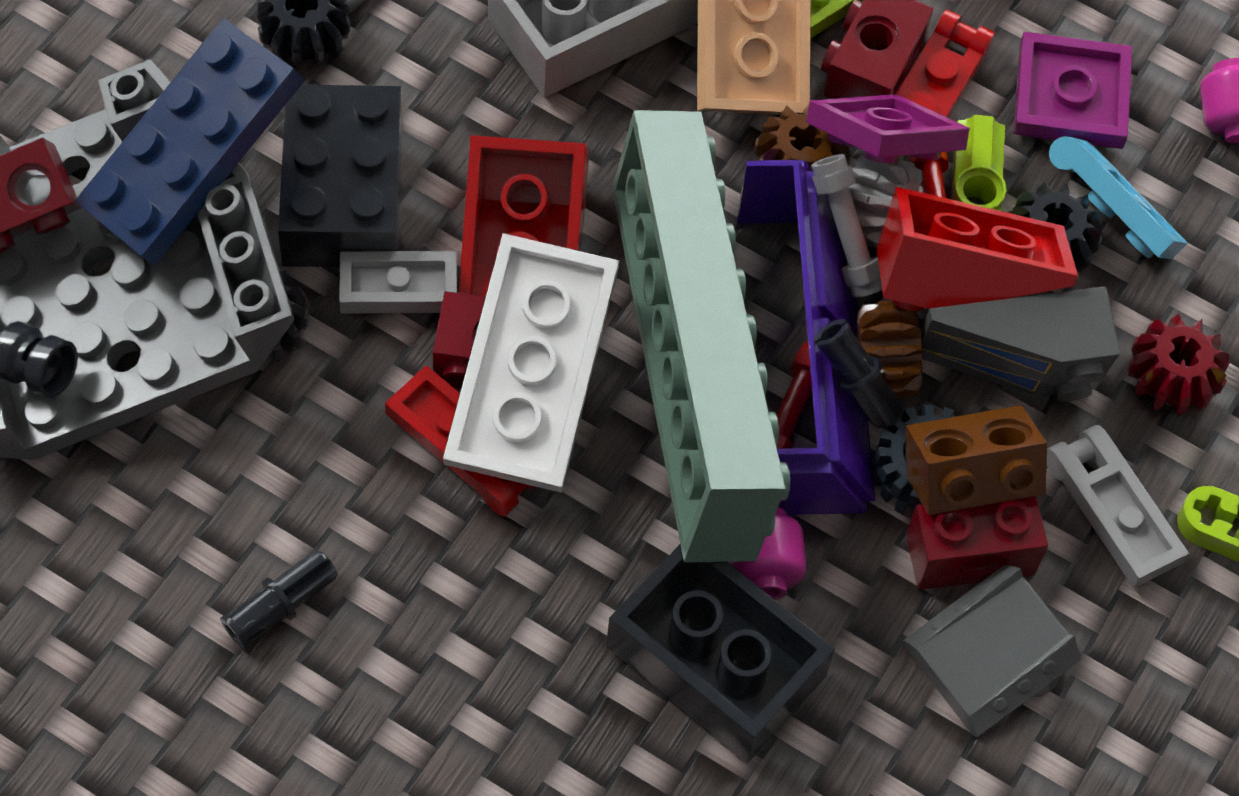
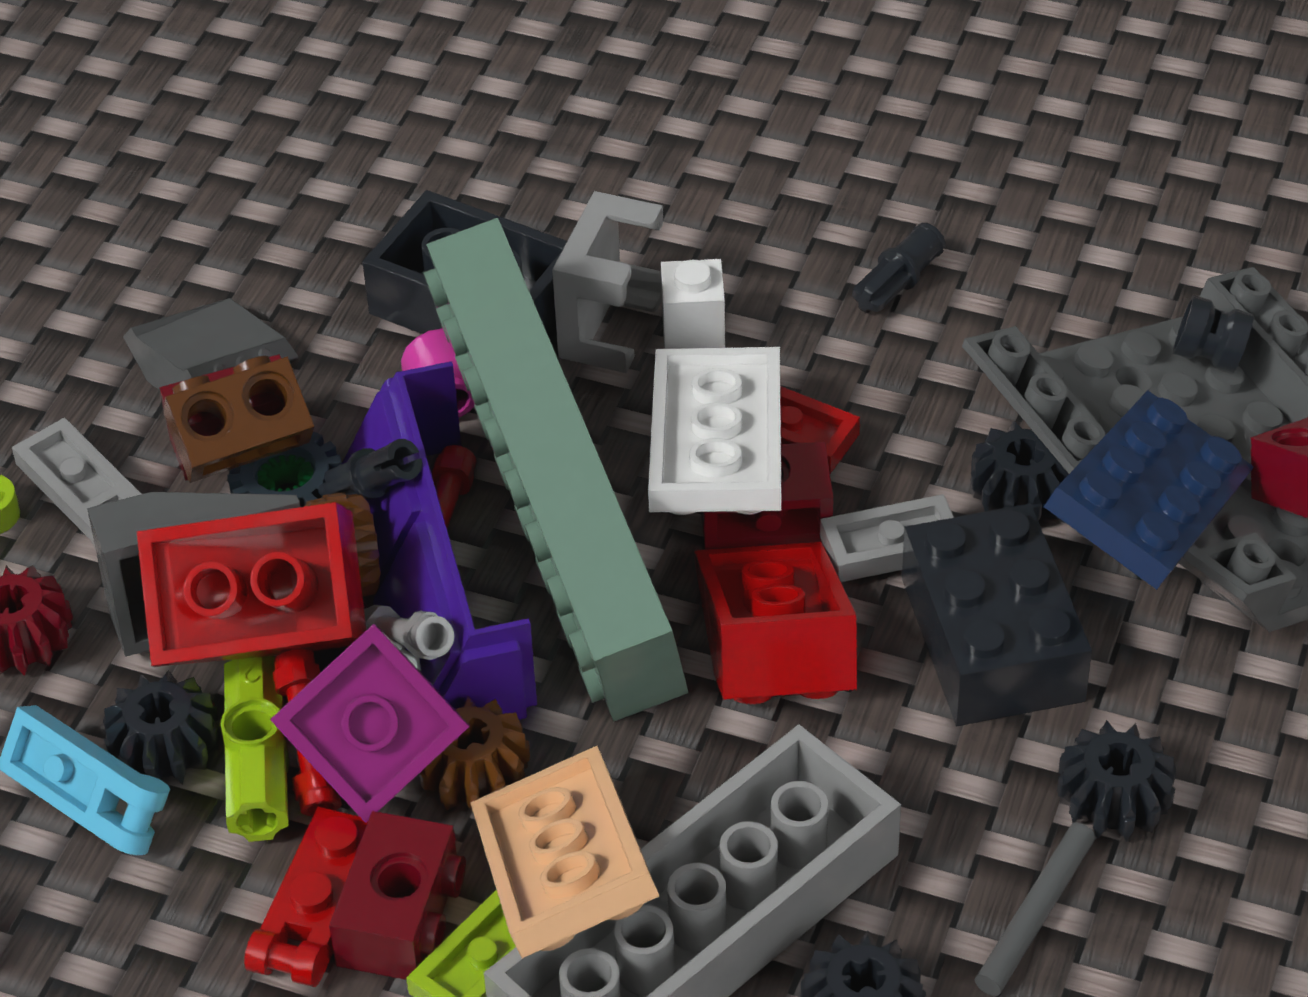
camera: 175 degrees right, 15 degrees down
(504, 574) = (693, 304): none -> white brick
(586, 619) = (593, 278): none -> light grey panel
(1073, 89) = (139, 910): magenta plate -> none

